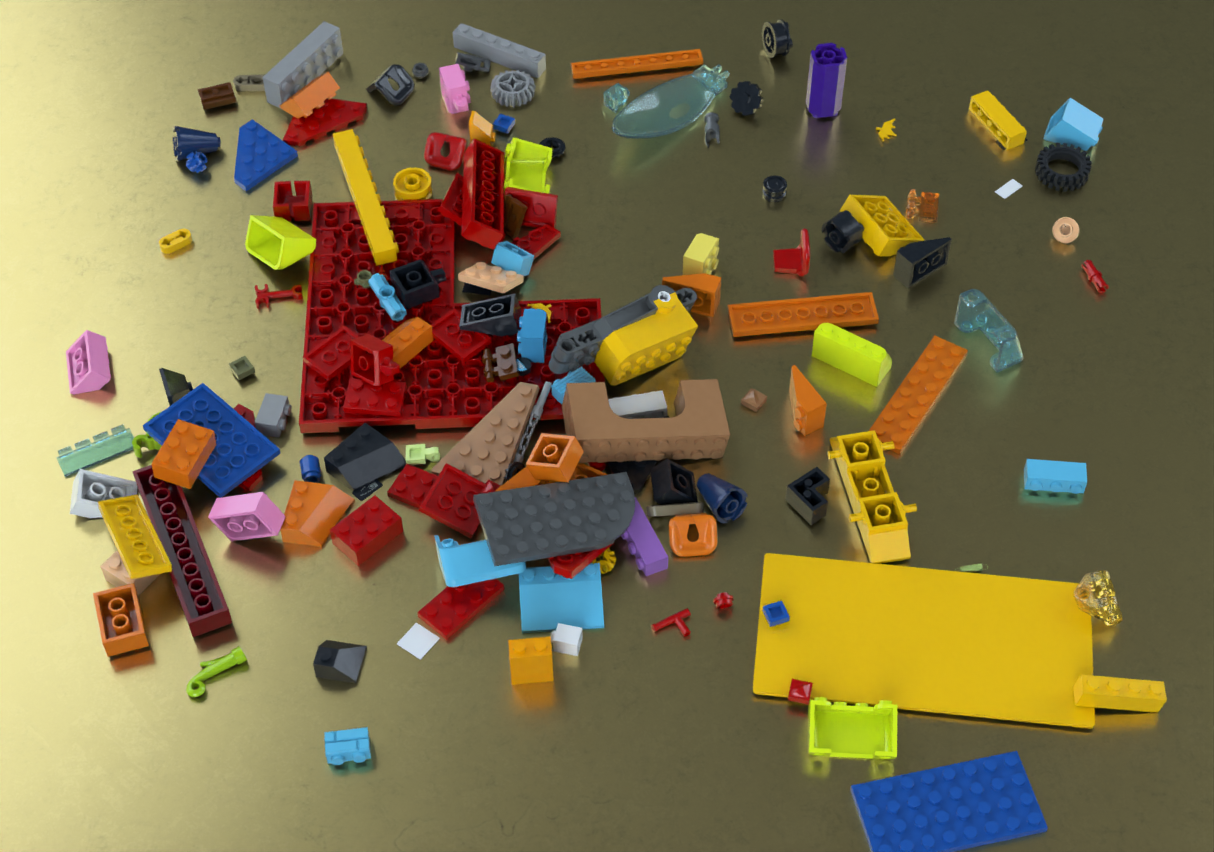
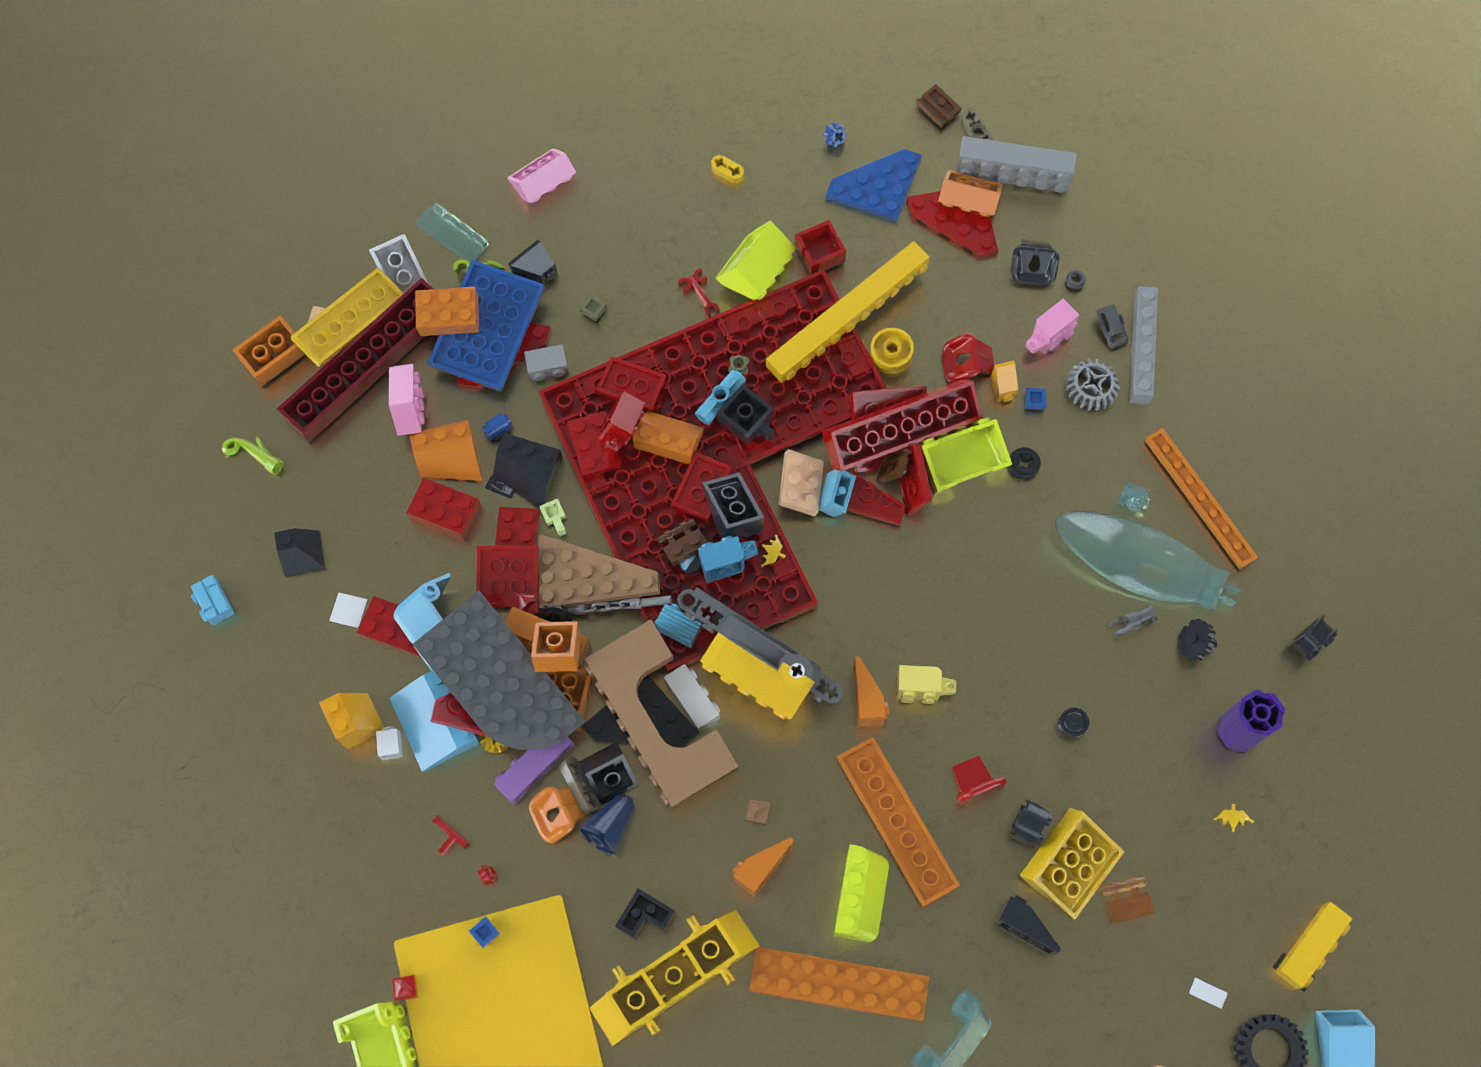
camera: 70 degrees right, 20 degrees up
(193, 140) = (856, 118): dark blue cone -> none

